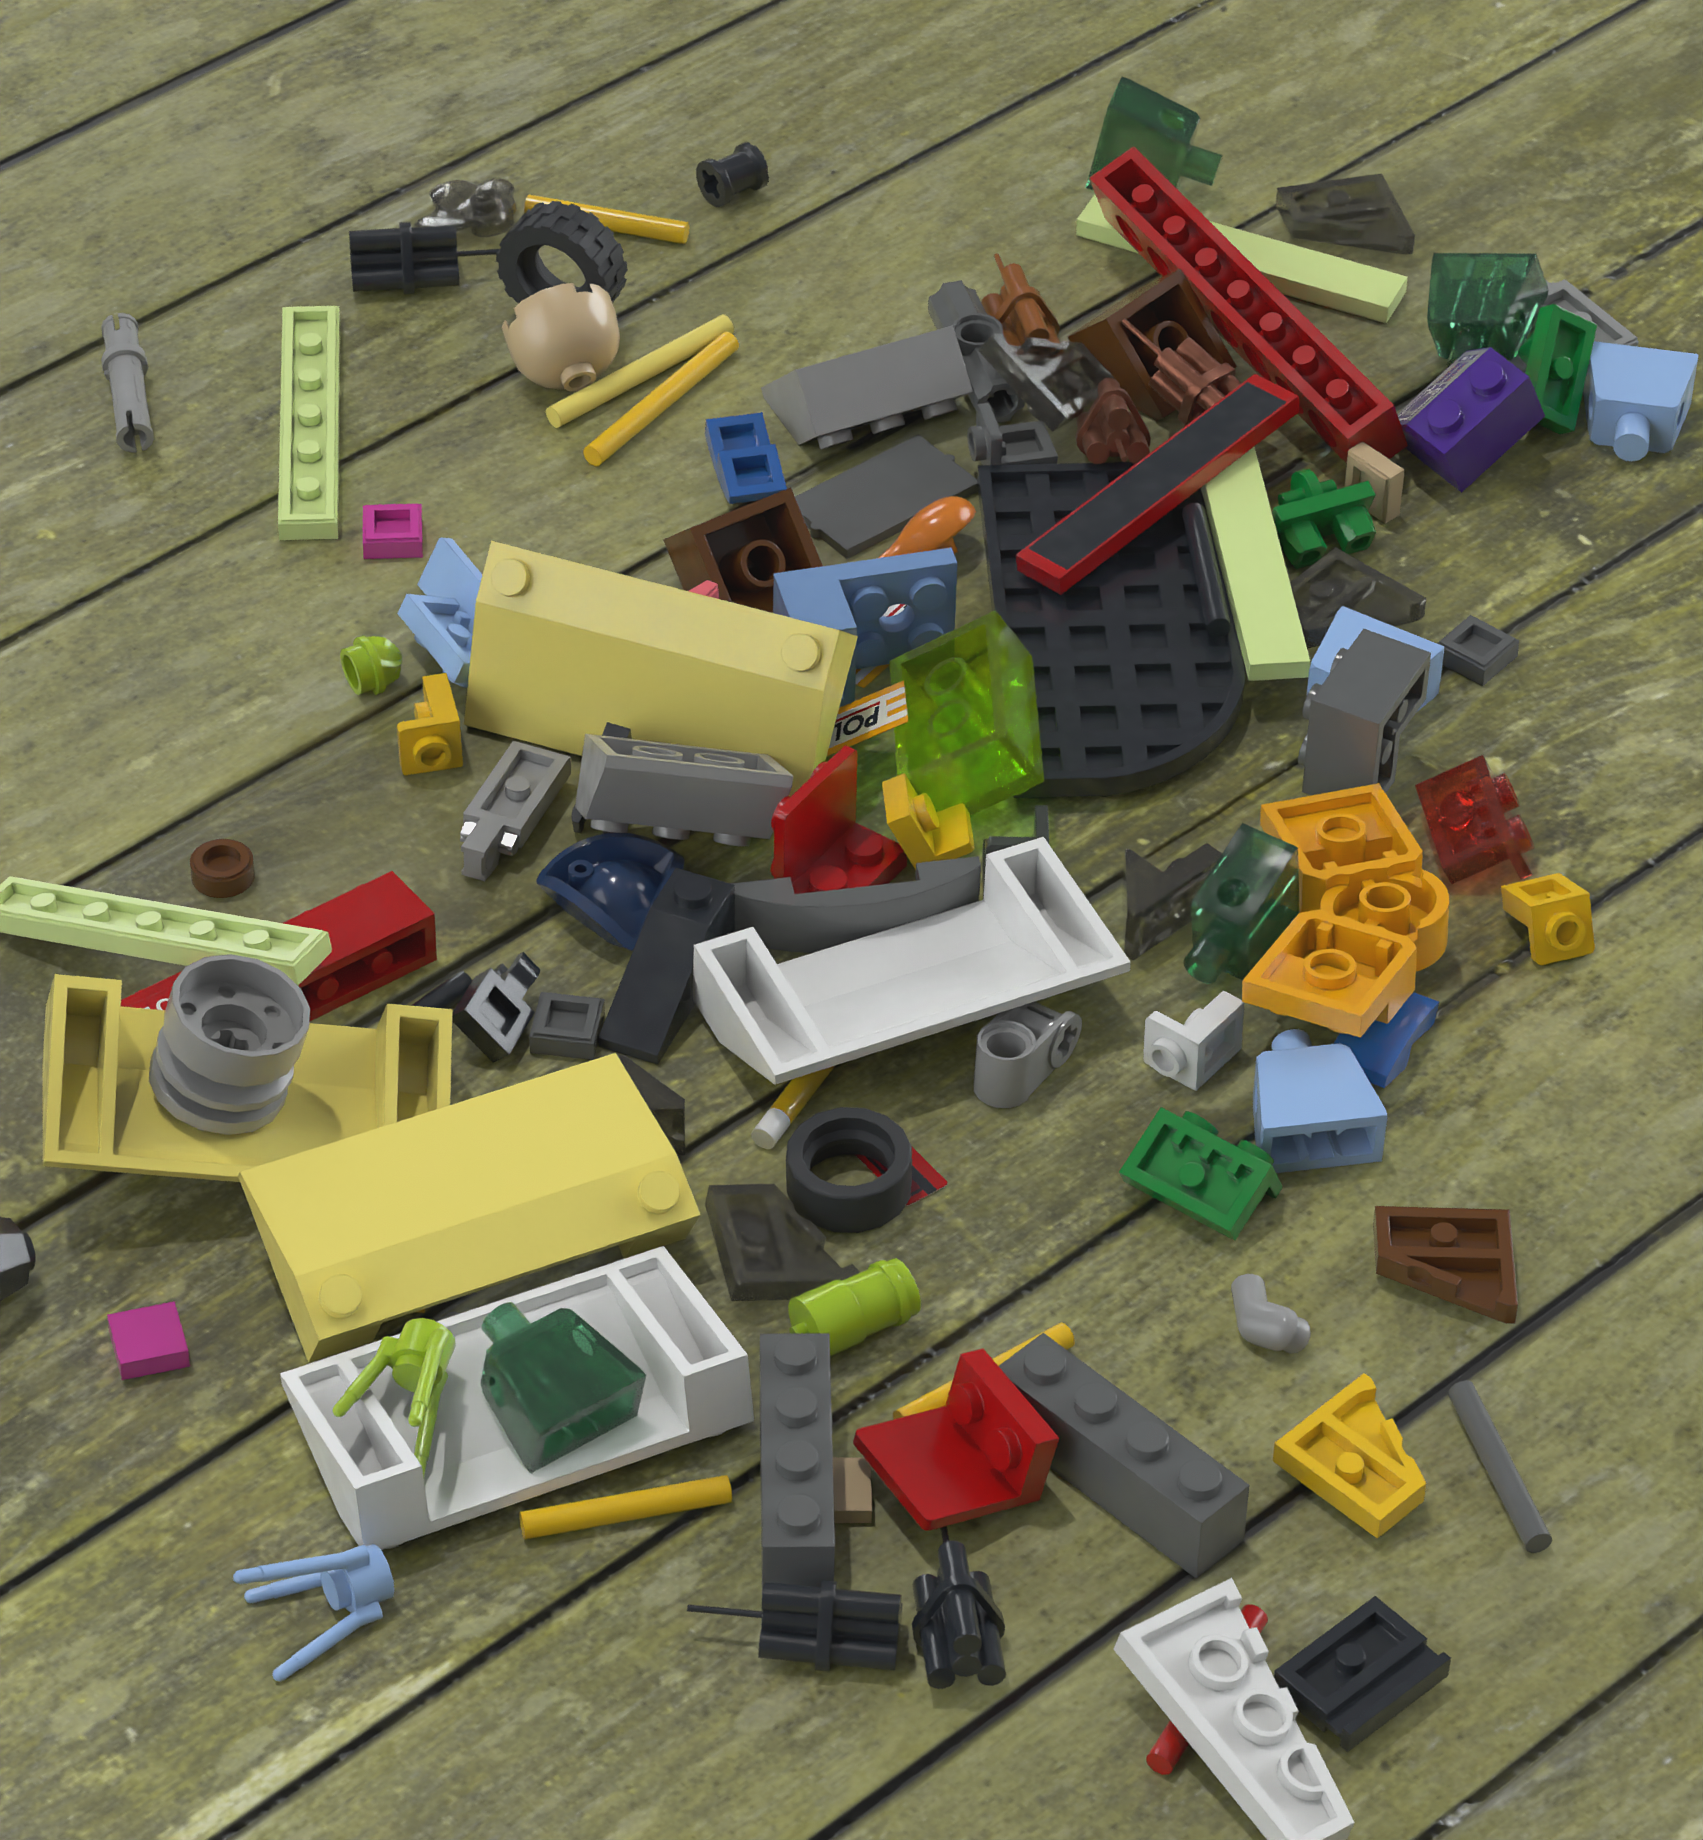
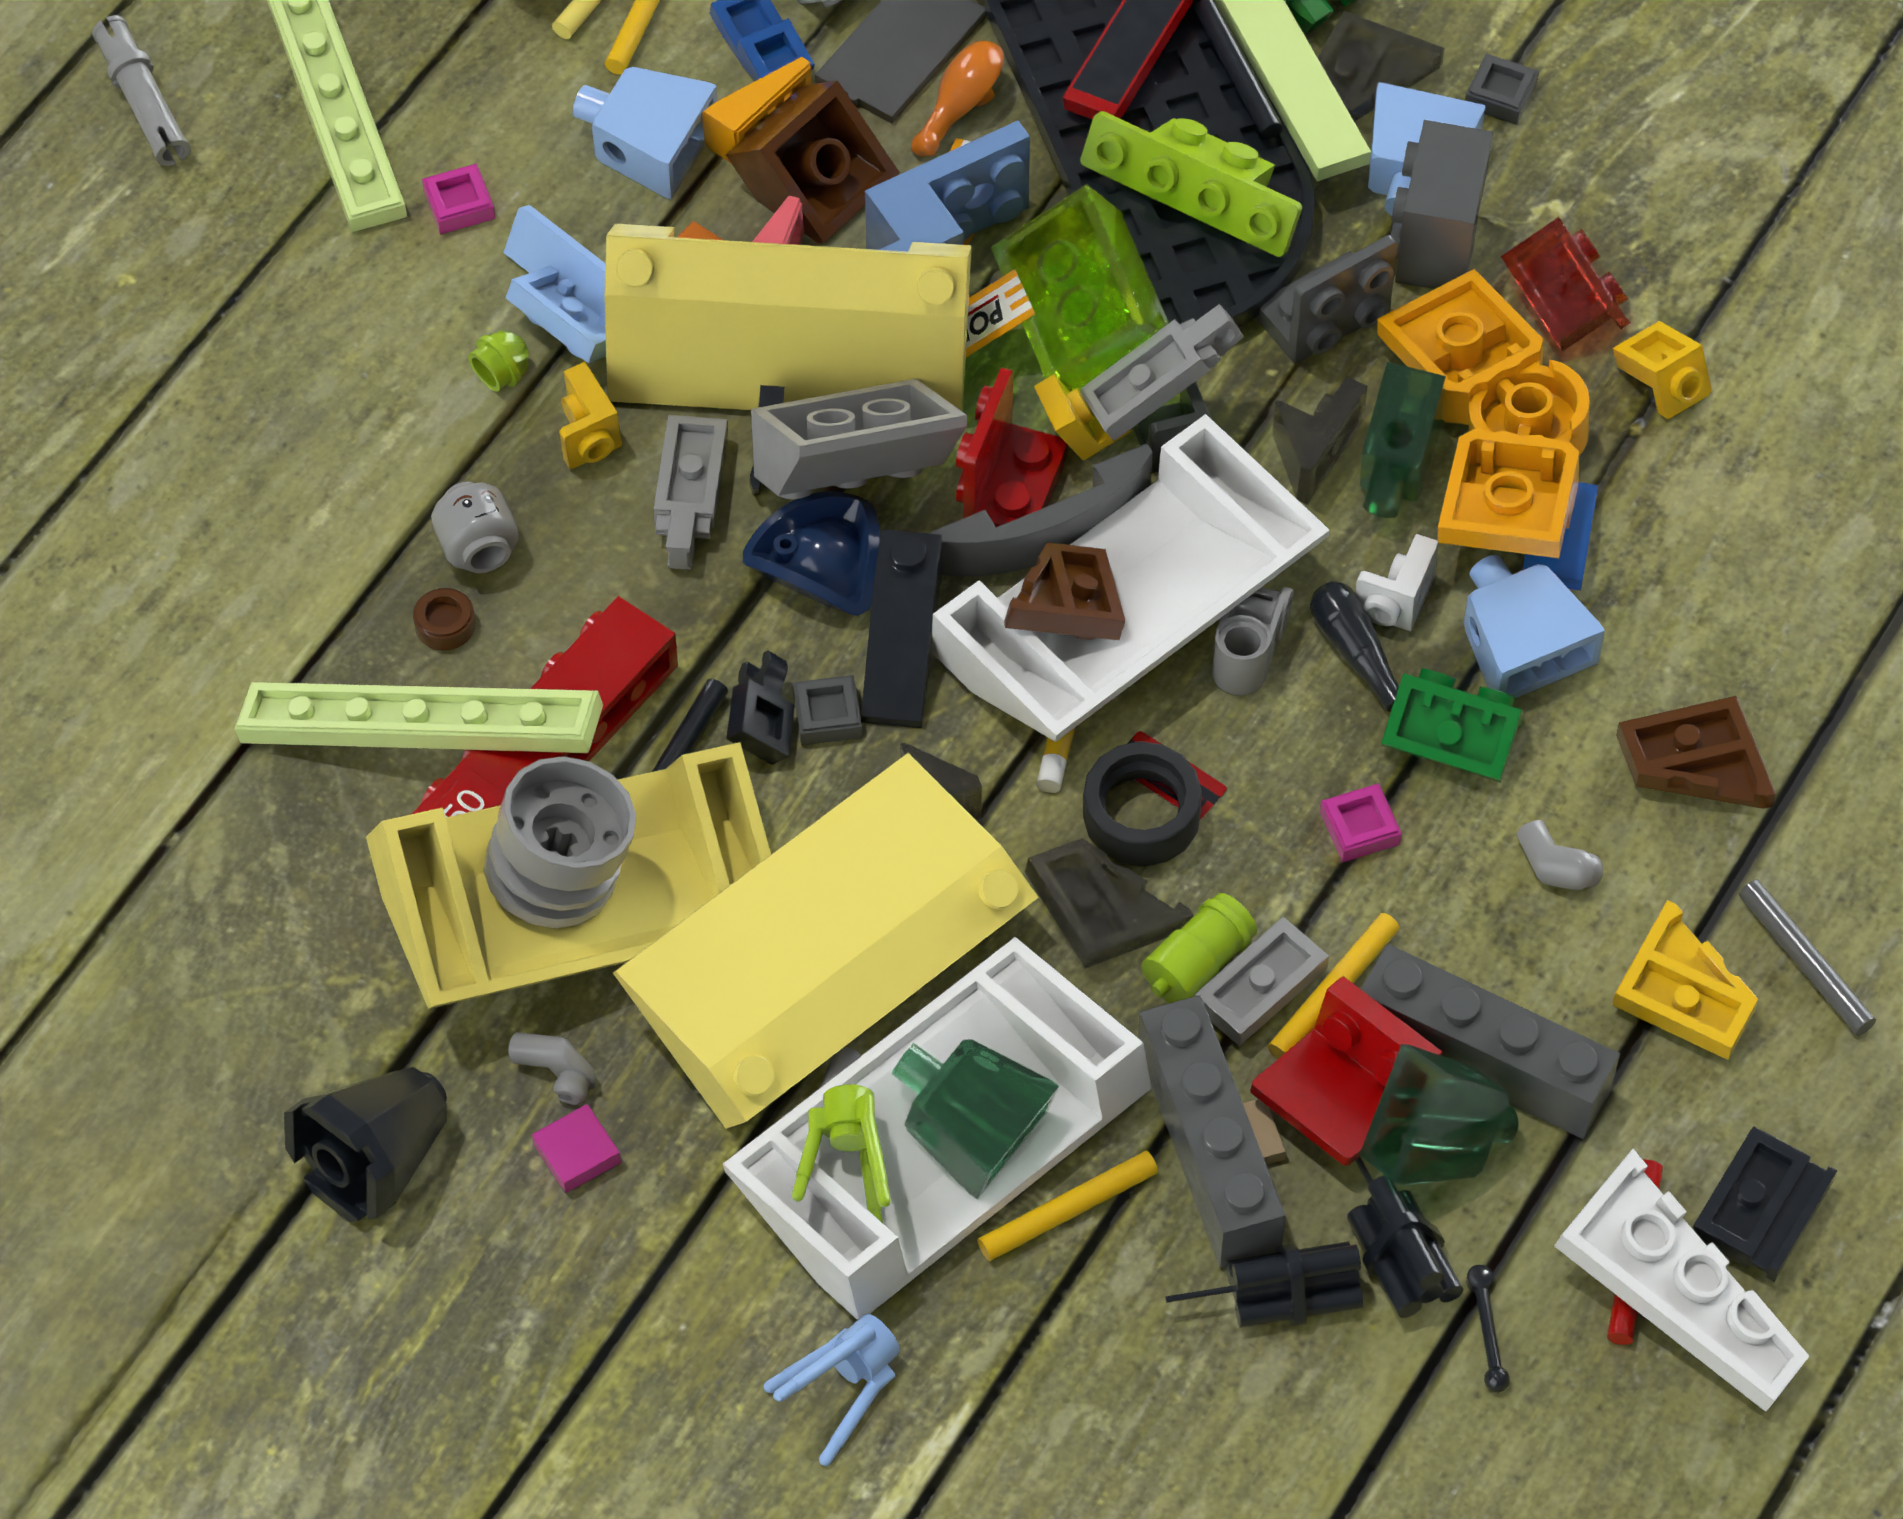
camera: 15 degrees left, 15 degrees up
(162, 1250) = (561, 1057): none -> light grey arm
(282, 791) = (475, 527): none -> light grey head
(604, 505) = (648, 125): none -> light blue torso
(686, 506) = (742, 111): none -> light orange slope
(838, 960) = (1069, 595): none -> reddish brown wing
(905, 1351) = (1262, 980): none -> light grey plate
(1013, 789) = (1159, 370): none -> light grey hinge
(1030, 1678) = (1479, 1281): none -> black hinge
(1034, 1502) = (1436, 1120): none -> clear green torso
(1072, 1241) = (1360, 822): none -> dark pink tile
(1121, 645) = (1197, 176): none -> lime bracket
(1128, 1071) = (1352, 634): none -> black piece
(1223, 777) = (1332, 301): none -> dark grey bracket

